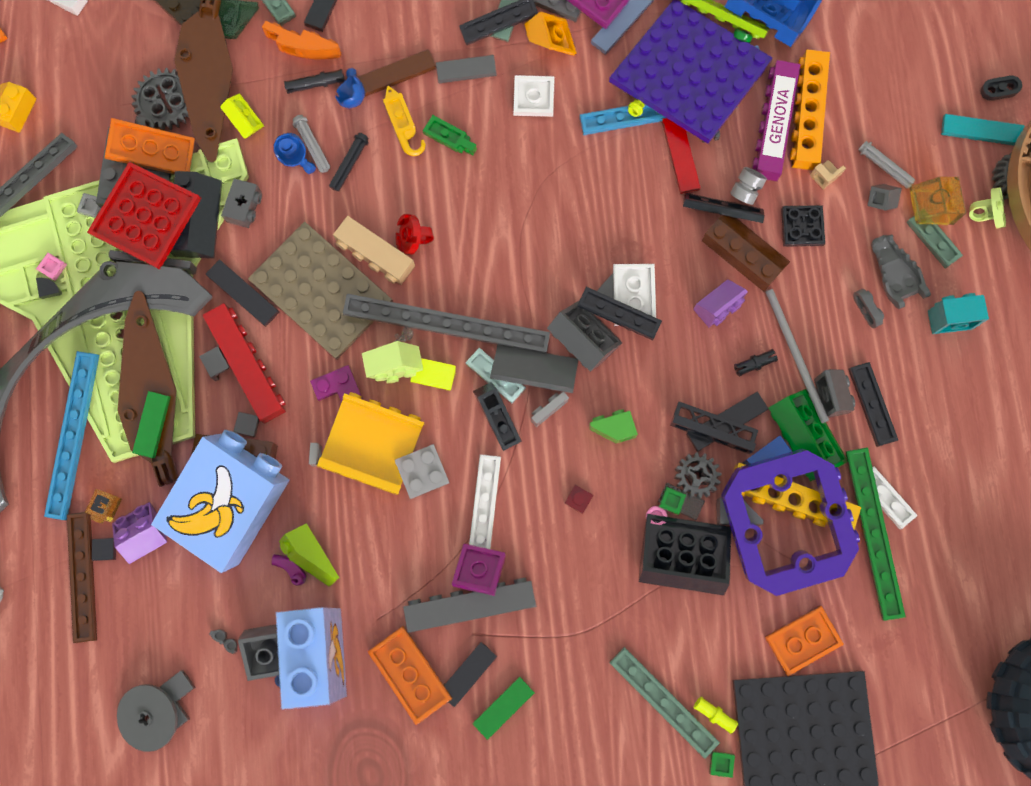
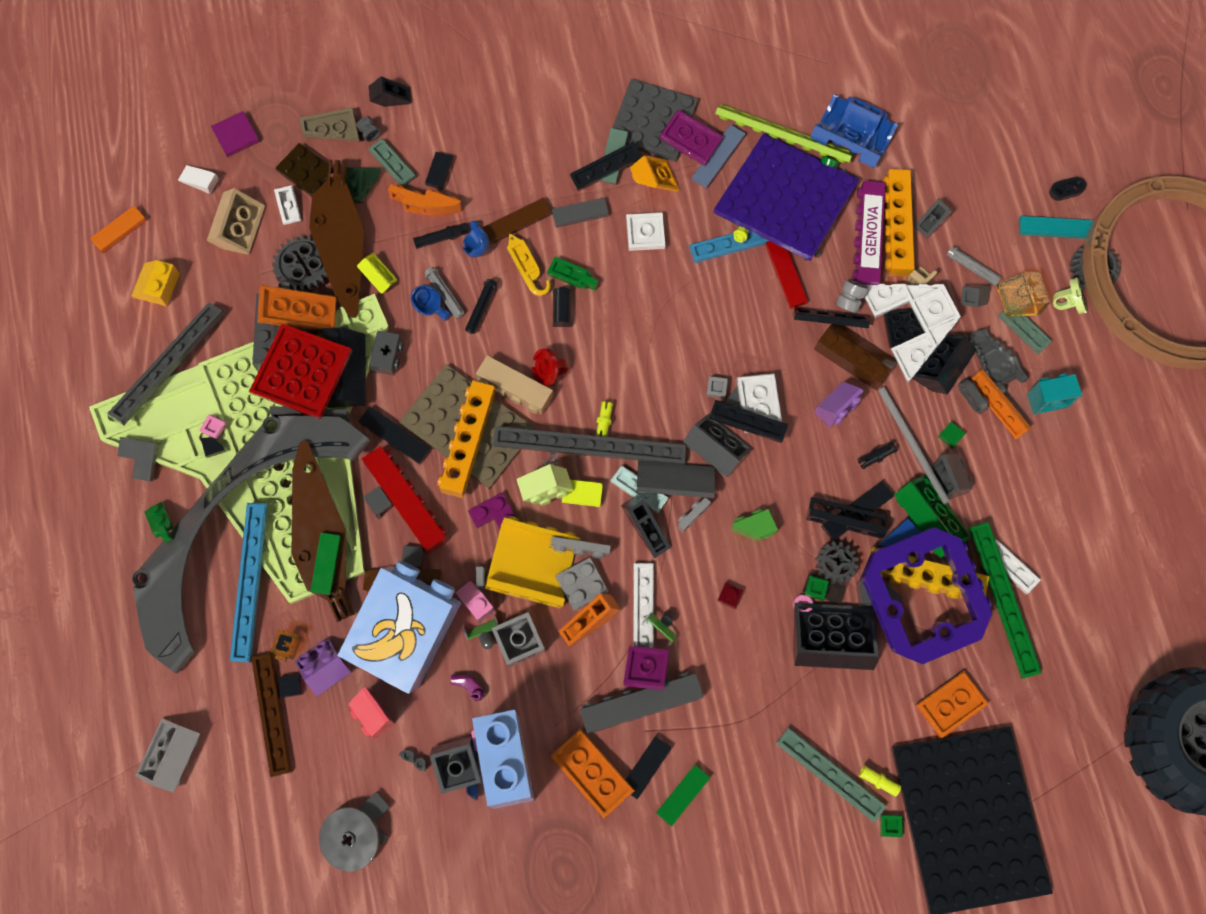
camera: 10 degrees left, 5 degrees down
(88, 206) = (243, 368): light grey tile -> none
(99, 48) = (236, 222): none -> tan slope
(156, 34) = (287, 205): none -> white slope
(183, 587) = (370, 713): none -> coral slope
(306, 480) = (475, 601): none -> bright pink slope
(306, 552) = (484, 670): lime slope -> none
(311, 512) = (483, 633): none -> piece
(328, 255) = (458, 486): none -> light orange brick
(346, 525) = (518, 640): none -> light grey brick
(423, 433) = (579, 547): none -> light grey plate
(426, 509) = (590, 618): none -> orange slope
(435, 170) = (562, 307): none -> black brick
(466, 296) = (604, 419): none -> neon yellow pin
(503, 523) = (662, 625): none -> piece
(591, 273) = (717, 387): none -> light grey plate
(835, 209) = (933, 310): none -> white wing
(839, 267) = (945, 364): none -> black slope
(839, 348) = (951, 435): none -> green tile
(849, 108) = (933, 218): none -> dark grey slope
(873, 404) = (988, 483): black tile -> none
(897, 320) = (1000, 405): none -> orange tile

